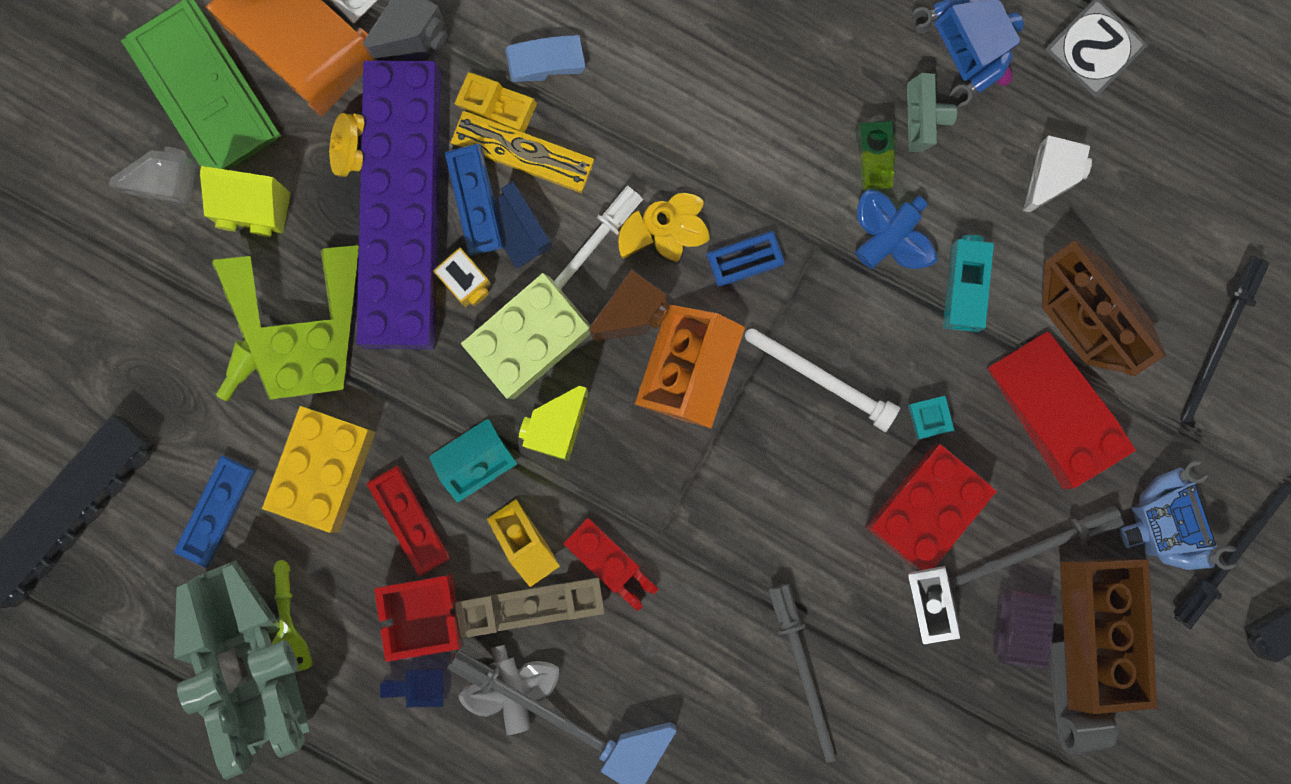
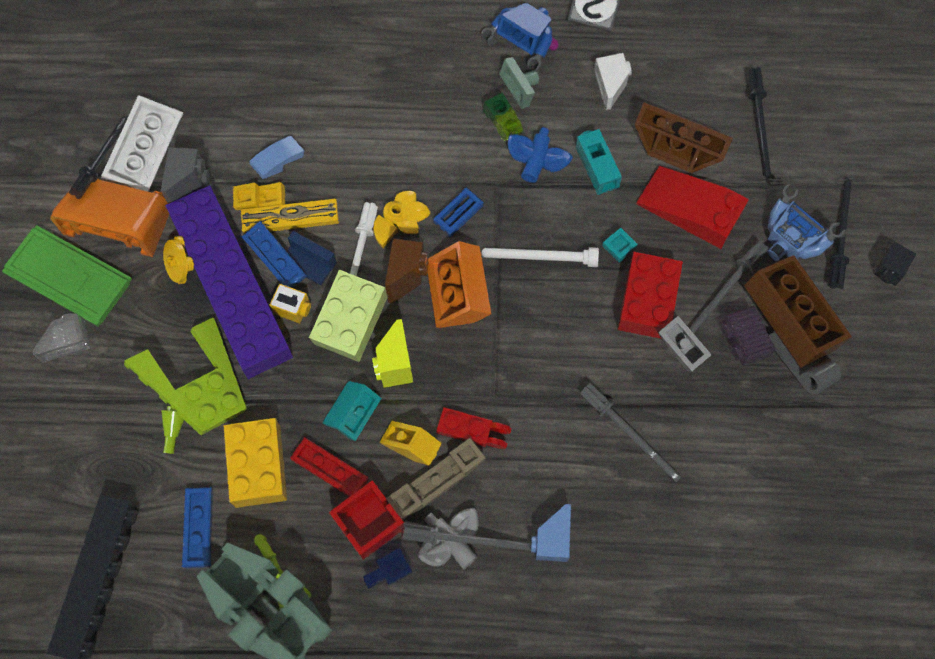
camera: 30 degrees left, 15 degrees down
(244, 201) = (126, 322): neon yellow slope -> none

